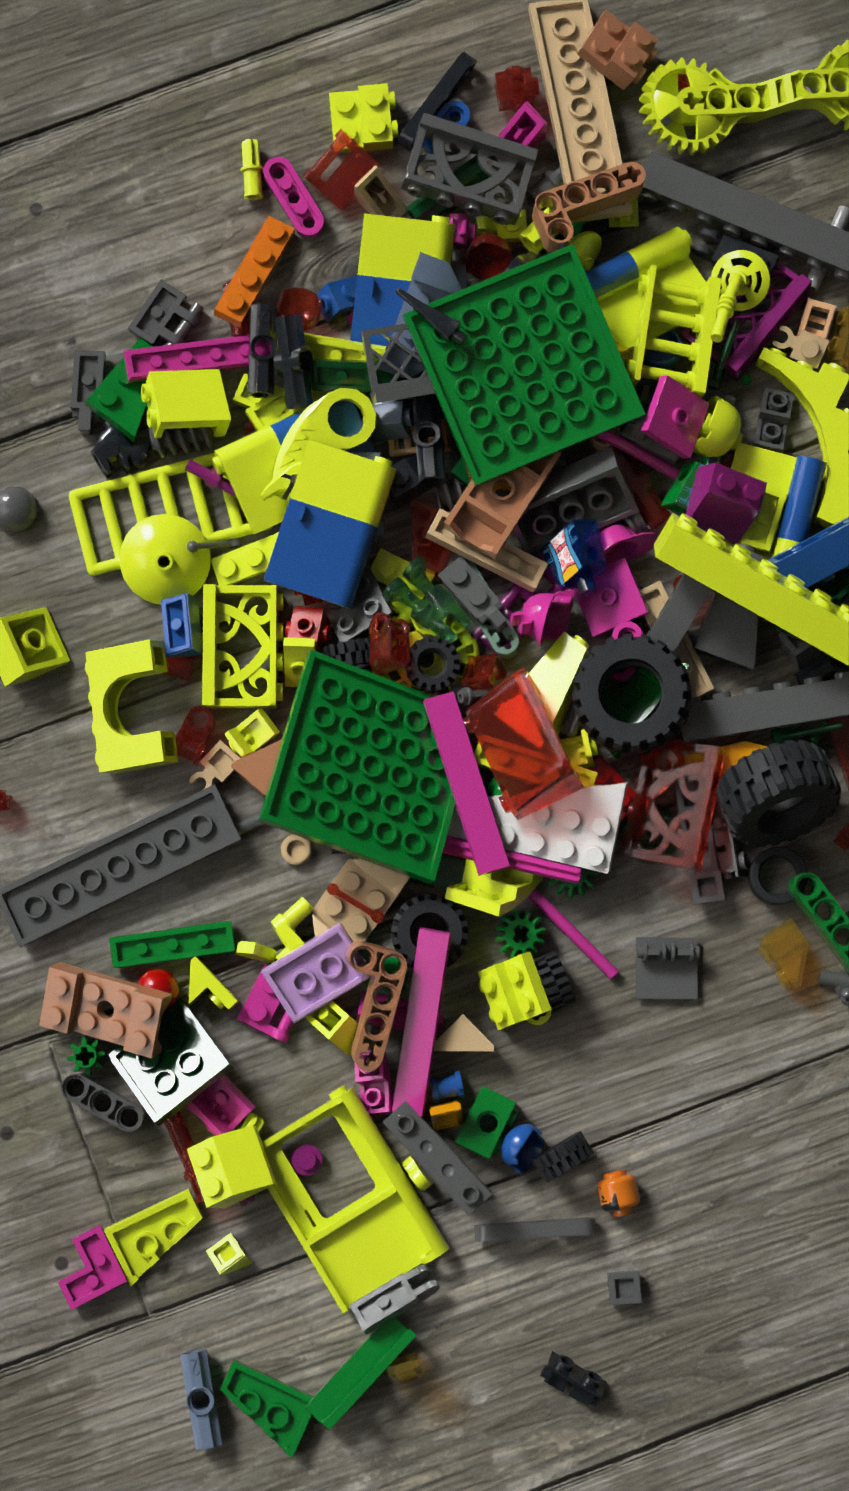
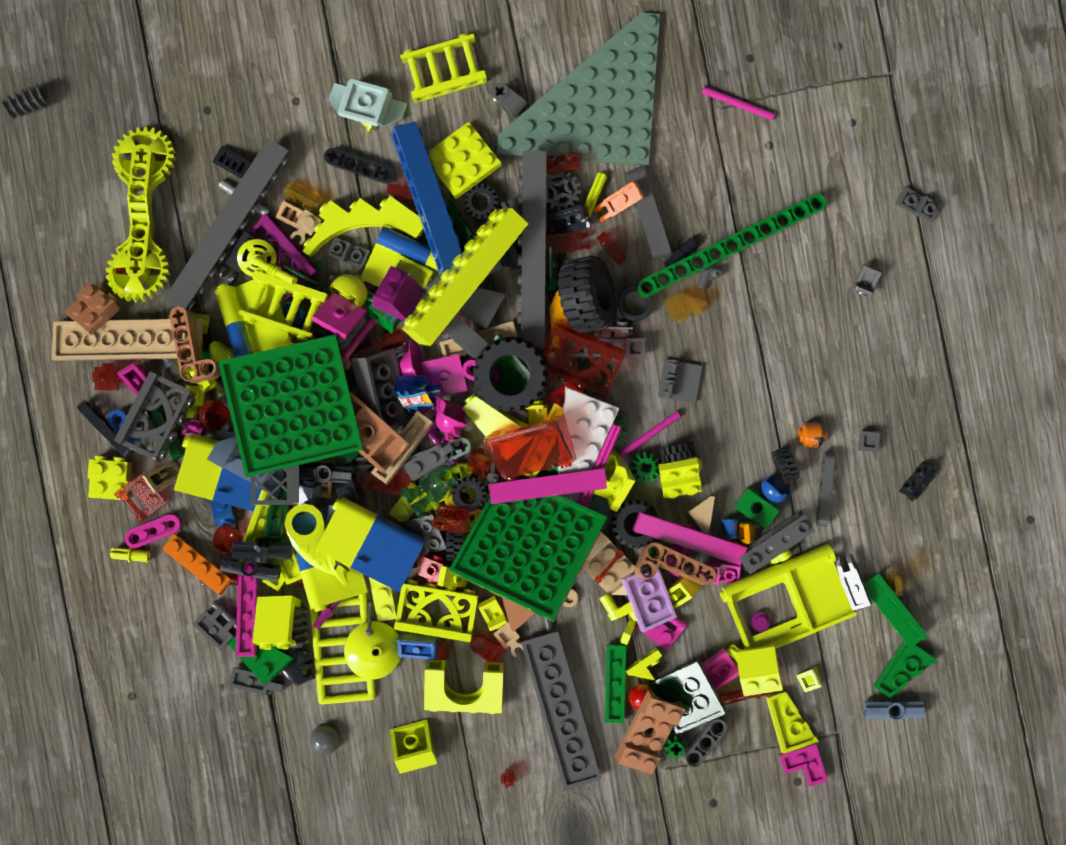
camera: 75 degrees left, 5 degrees up
(444, 325) = (257, 452): black piece -> none

